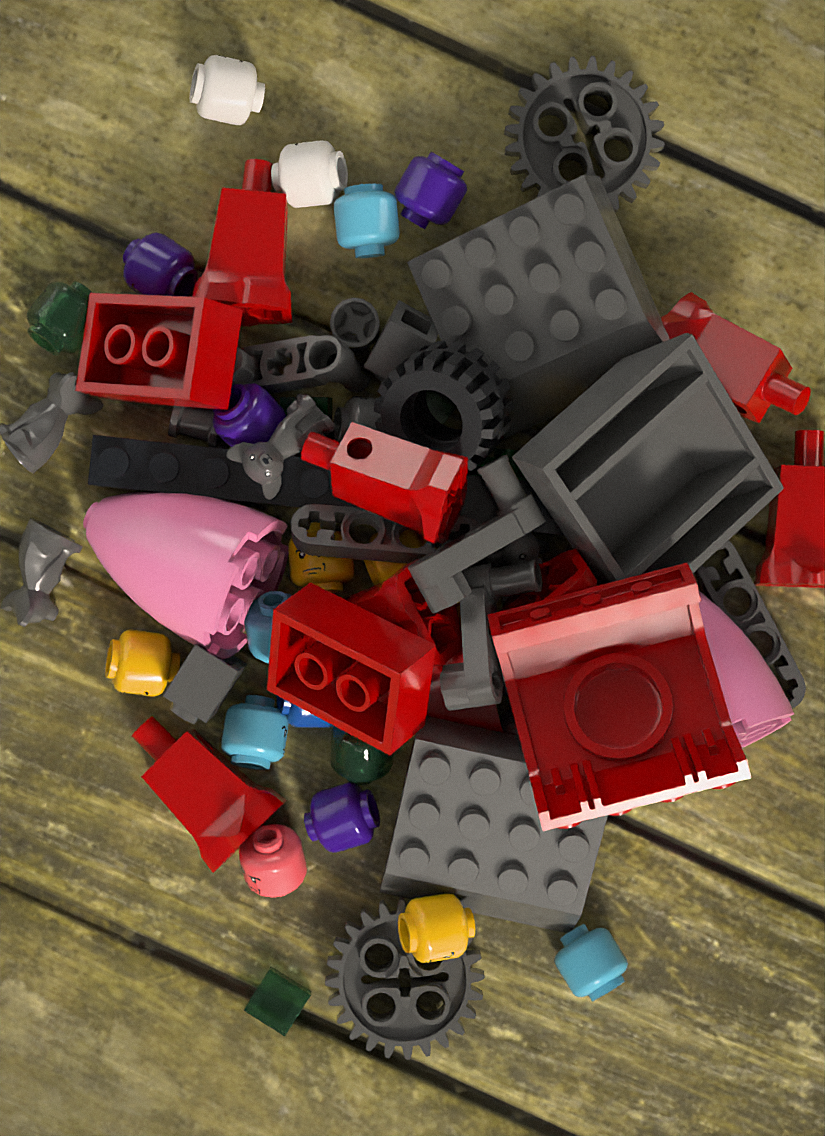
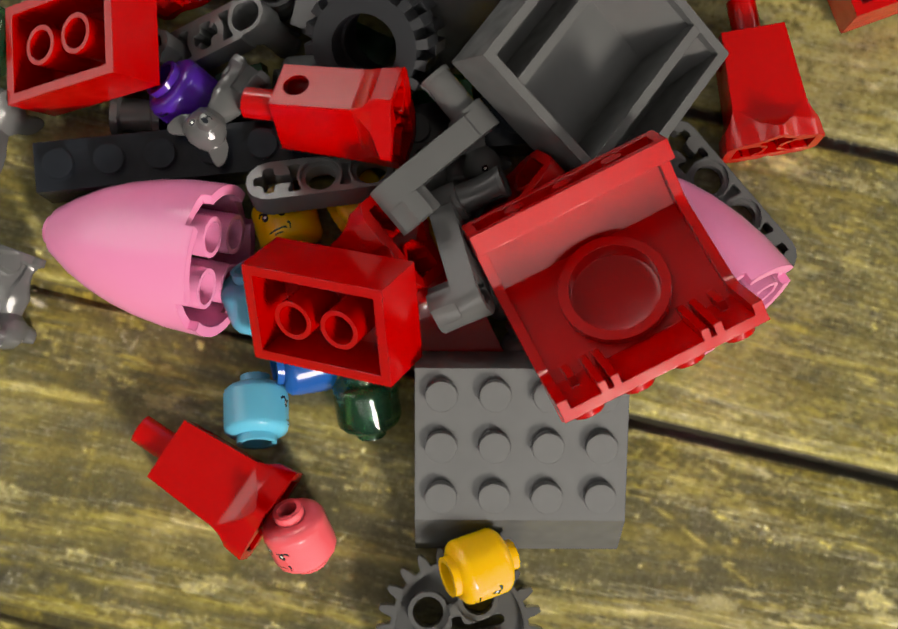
camera: 10 degrees left, 5 degrees down
(141, 663) = (128, 364): yellow head -> none
(203, 684) = (191, 366): dark grey brick -> none
(342, 817) = (361, 477): dark purple head -> none
(591, 962) = (645, 571): medium azure head -> none

